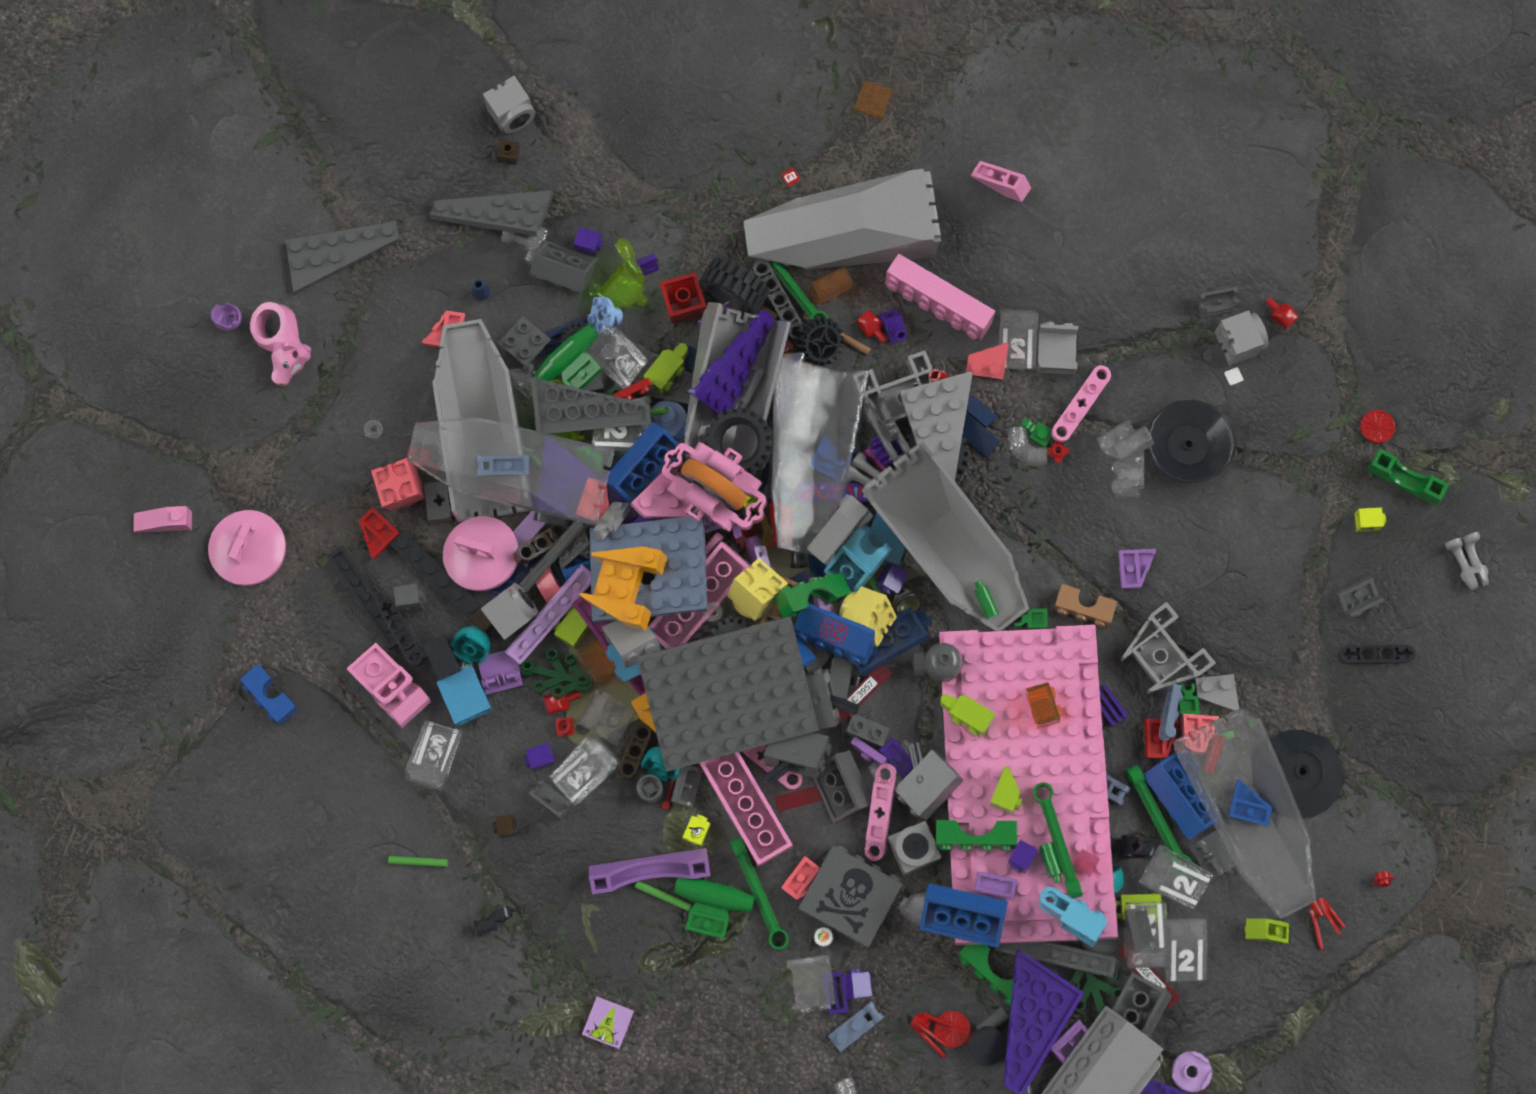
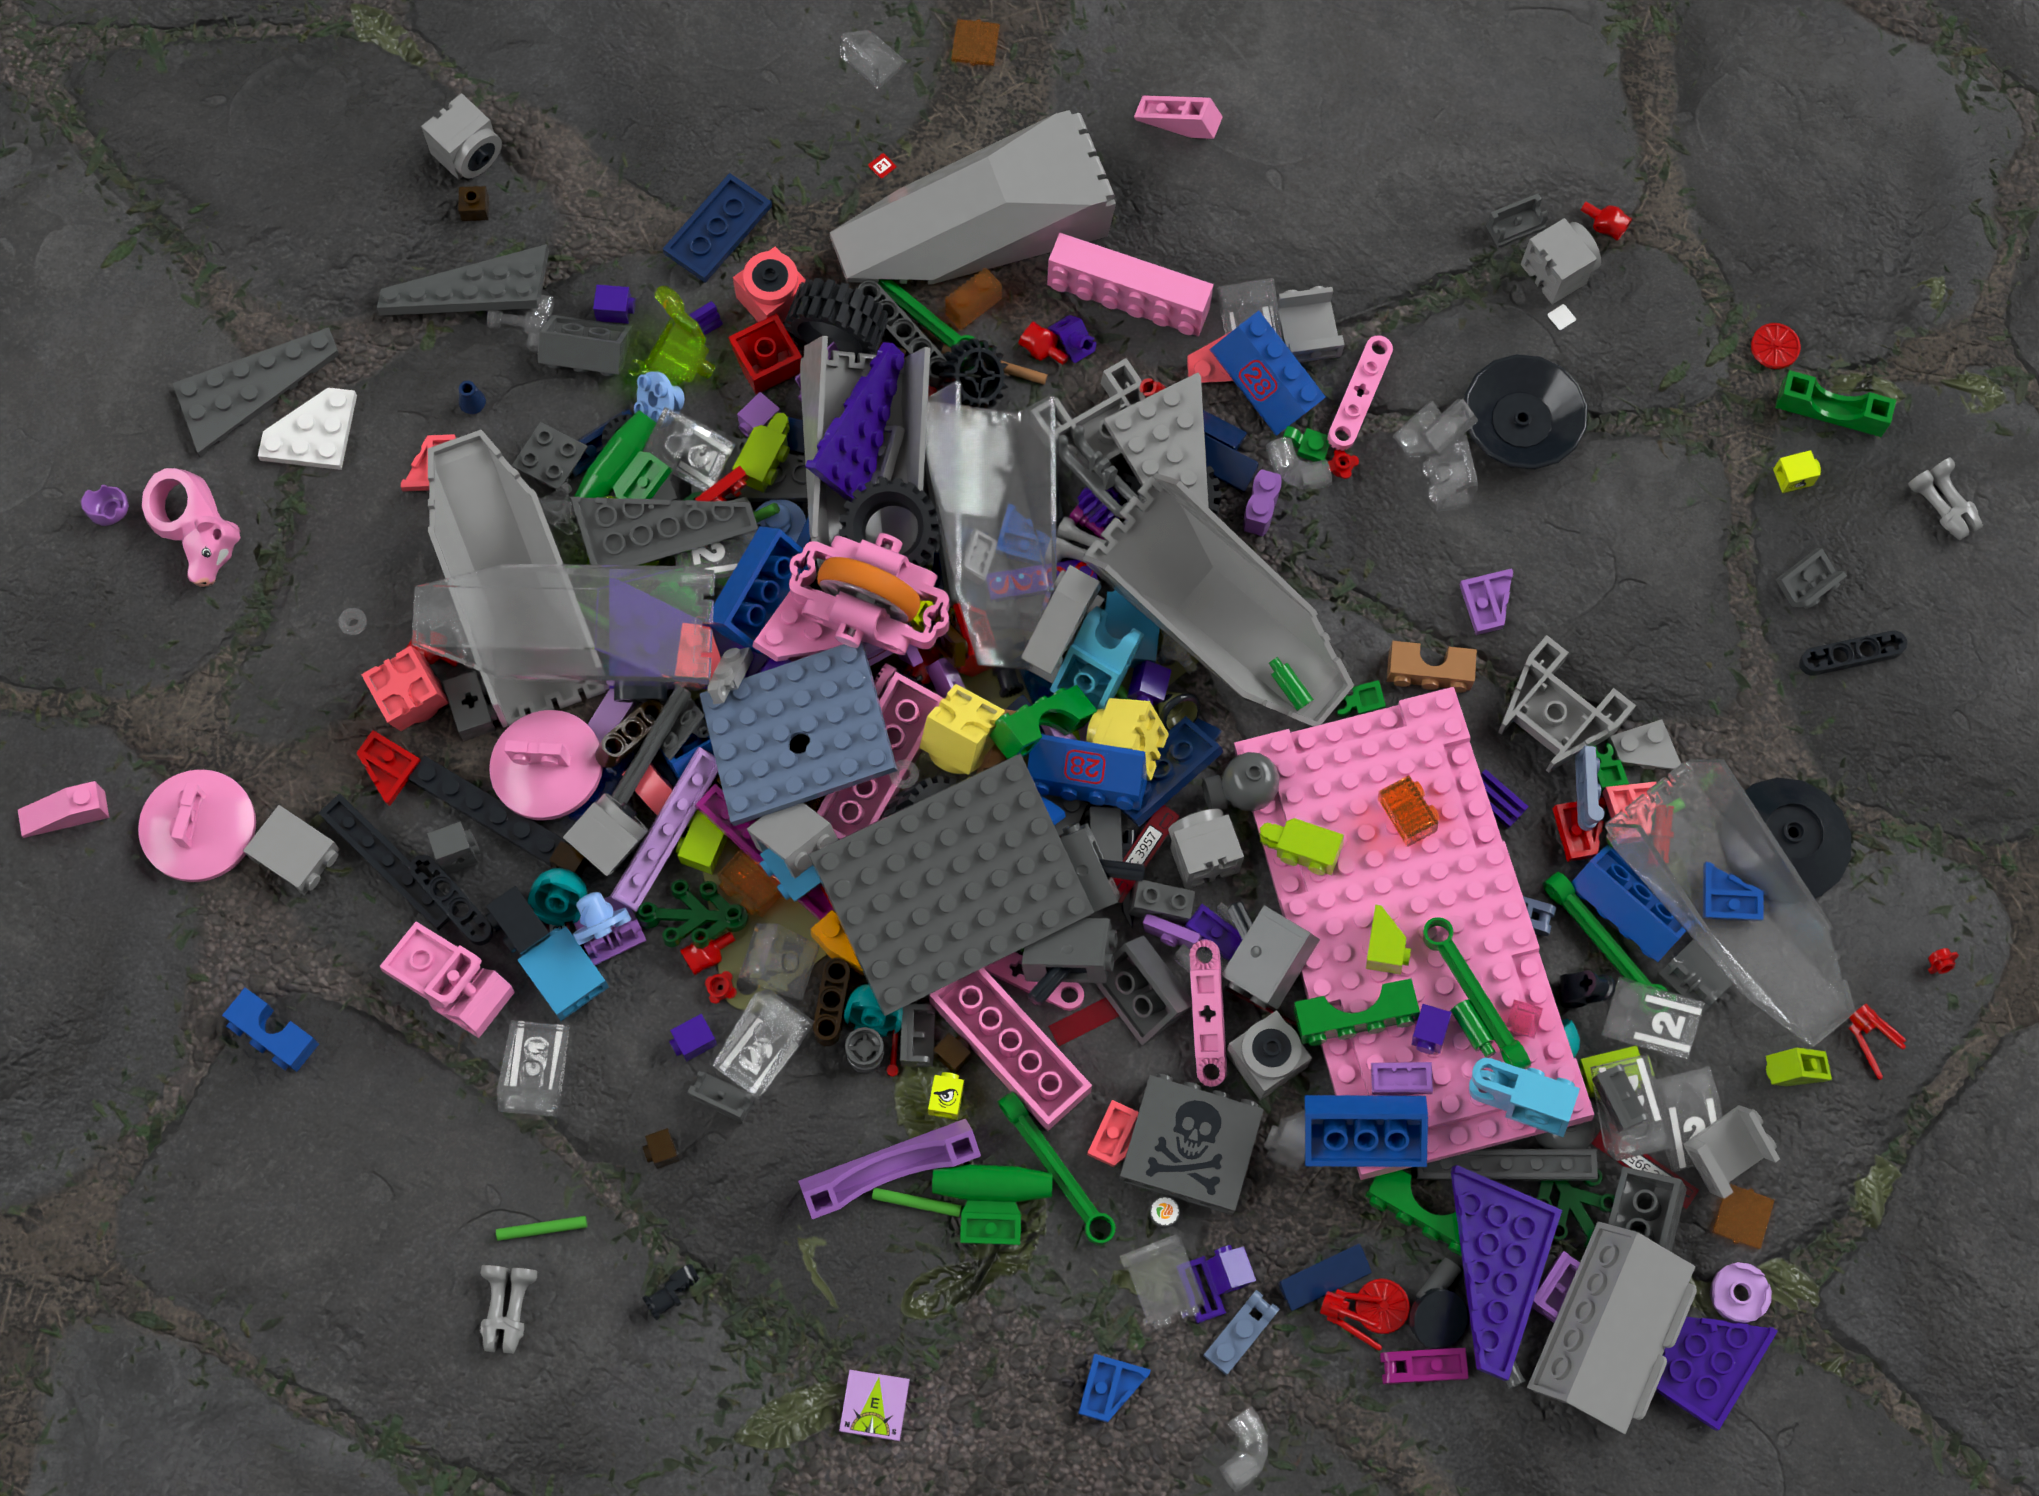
camera: 15 degrees left, 5 degrees down
(305, 577) = (292, 849): none -> light grey panel
(371, 292) = (313, 432): none -> white plate
(385, 919) = (514, 1329): none -> light grey piece
(493, 666) = (597, 917): none -> light blue plate
(502, 465) = (556, 618): sand blue plate -> none
(620, 583) = (762, 756): light orange wedge -> none
(668, 339) = (755, 413): none -> medium lavender brick
(669, 200) = (717, 227): none -> dark blue plate
(694, 250) = (768, 284): none -> coral piece
(707, 802) = (952, 1052): none -> dark brown plate
(762, 1043) = (1109, 1387): none -> blue wing
(799, 97) = (870, 56): none -> clear slope
(903, 699) = (1205, 847): none -> light grey piece
(918, 1002) = (1324, 1277): none -> dark blue slope
(971, 1074) = (1425, 1365): none -> magenta plate
(998, 465) = (1262, 502): none -> medium lavender brick
(1019, 379) = (1267, 373): none -> blue slope
(1206, 975) = (1730, 1148): none -> light grey panel
(1206, 1021) = (1744, 1217): none -> clear orange piece

